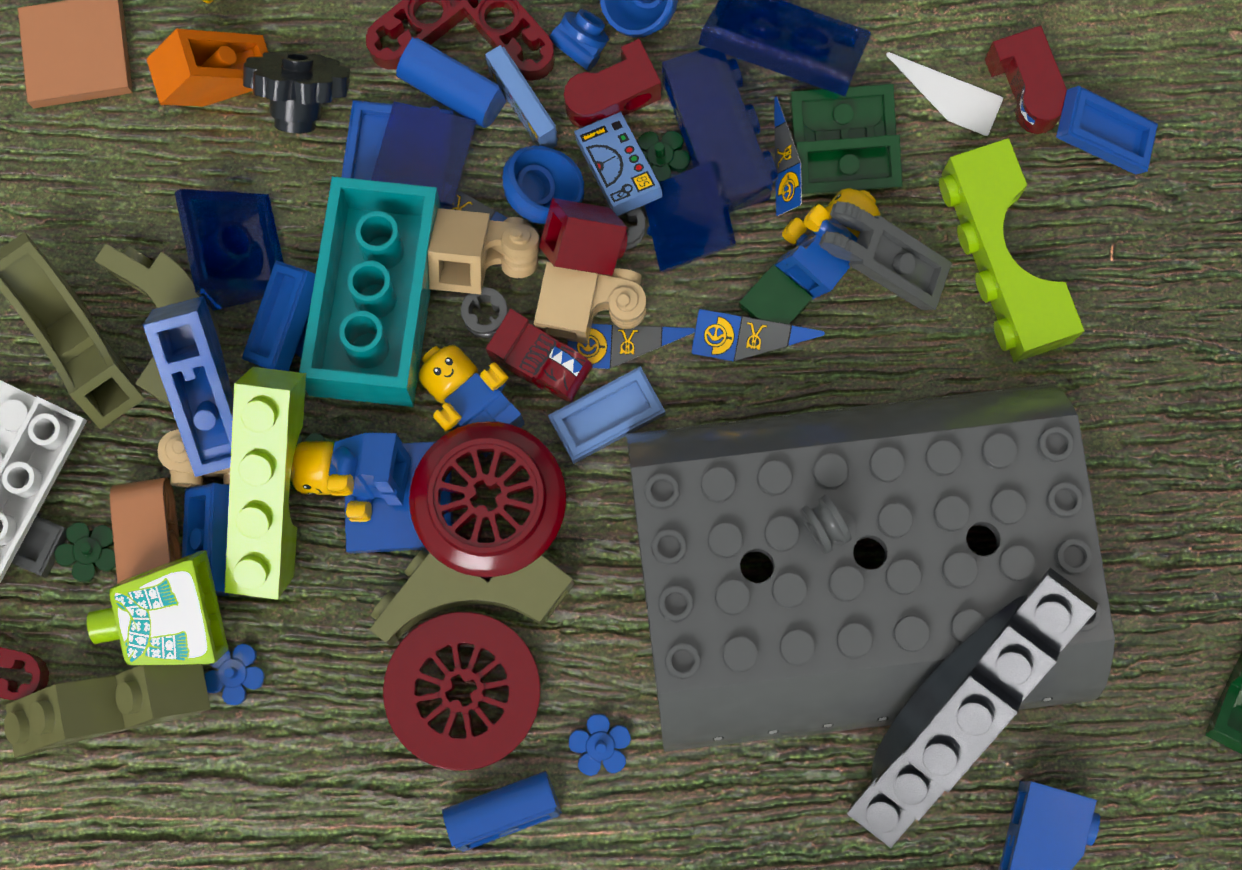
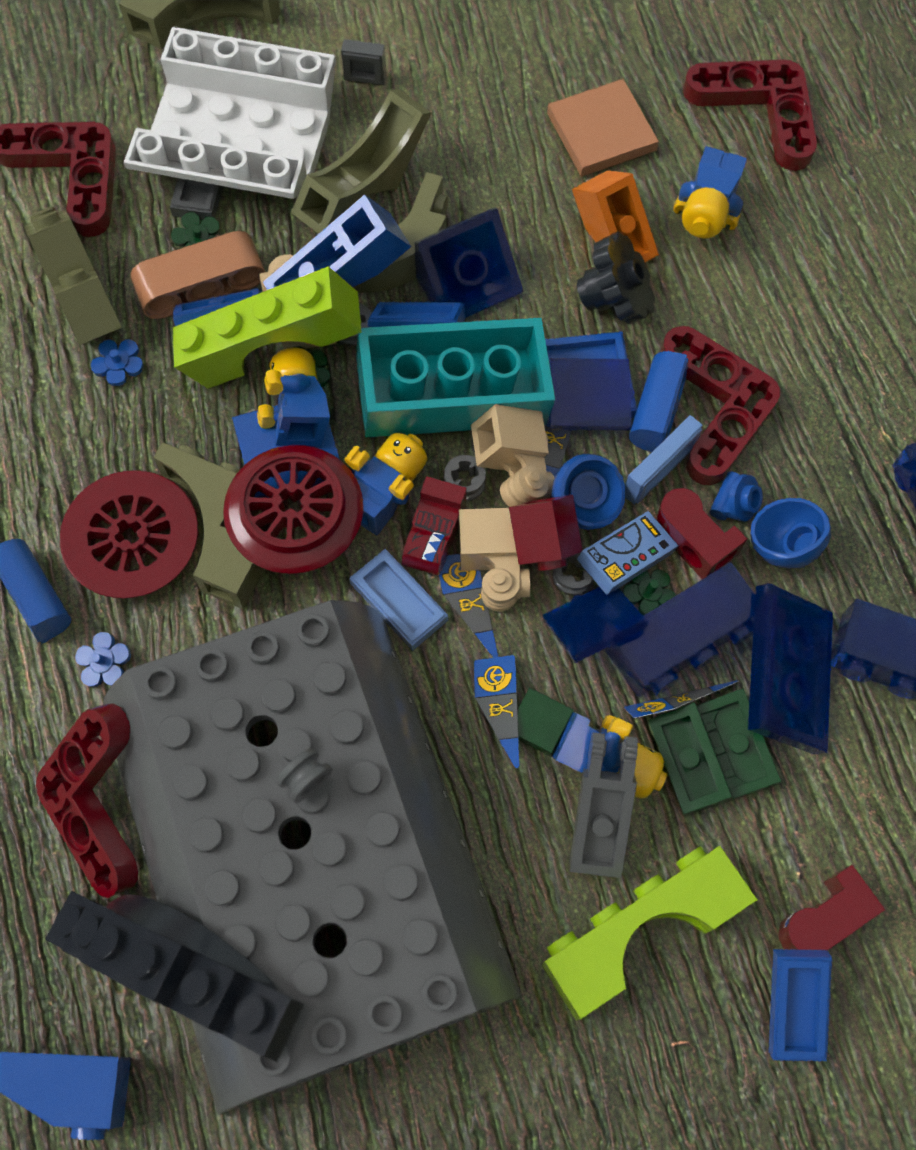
camera: 70 degrees right, 10 degrees down
(164, 615) = (141, 287): torso -> none
(757, 788) = (69, 803): none -> dark red beam
(953, 98) = (789, 848): white sticker -> none

